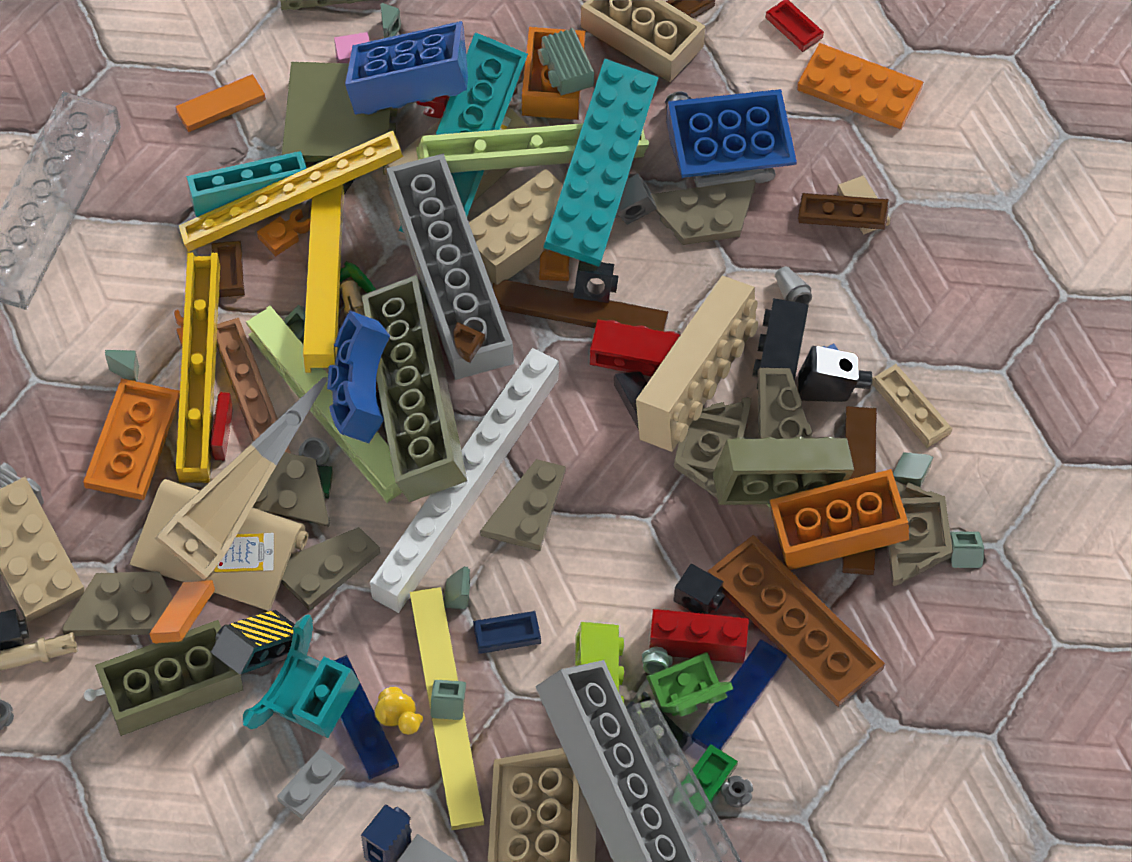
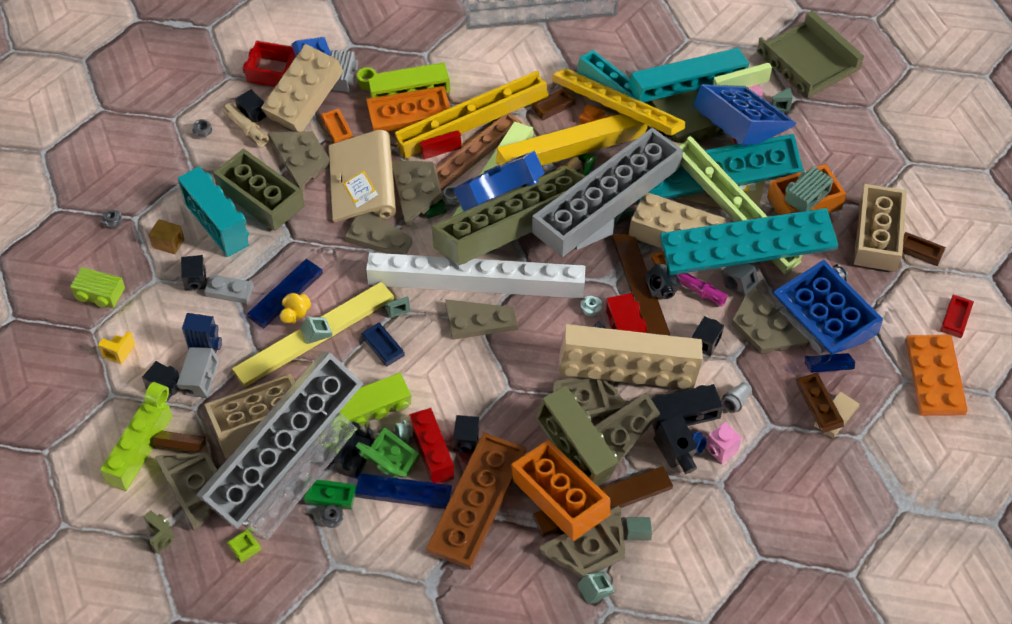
camera: 65 degrees right, 5 degrees down
(82, 423) = (404, 79): none -> lime hinge
(103, 541) = (336, 126): none -> orange tile
(123, 363) = (455, 84): sand green slope -> none
(178, 748) = (214, 211): none -> teal brick
(178, 829) = (166, 236): none -> pearl gold panel
(182, 611) = (302, 175): orange tile -> none
(212, 518) = (363, 157): tan plate -> none
(220, 103) = (663, 49): orange tile -> none
(254, 641) = (296, 214): black brick -> none
(264, 817) = (193, 272): none -> black brick
(304, 94) = (685, 74): none -> teal brick
(306, 688) = (281, 259): teal piece -> none
(344, 42) = (746, 77): none -> yellowish green tile
(467, 341) = (548, 216): reddish brown tile -> none
(579, 381) = (591, 310): none -> light aqua plate
(624, 245) = (704, 289): none -> dark pink pin
(694, 274) = (710, 332): none -> black brick
(795, 177) = (829, 362): none -> clear blue tile
(850, 329) = (723, 443): none -> bright pink brick
(911, 405) = (691, 508): tan tile -> none

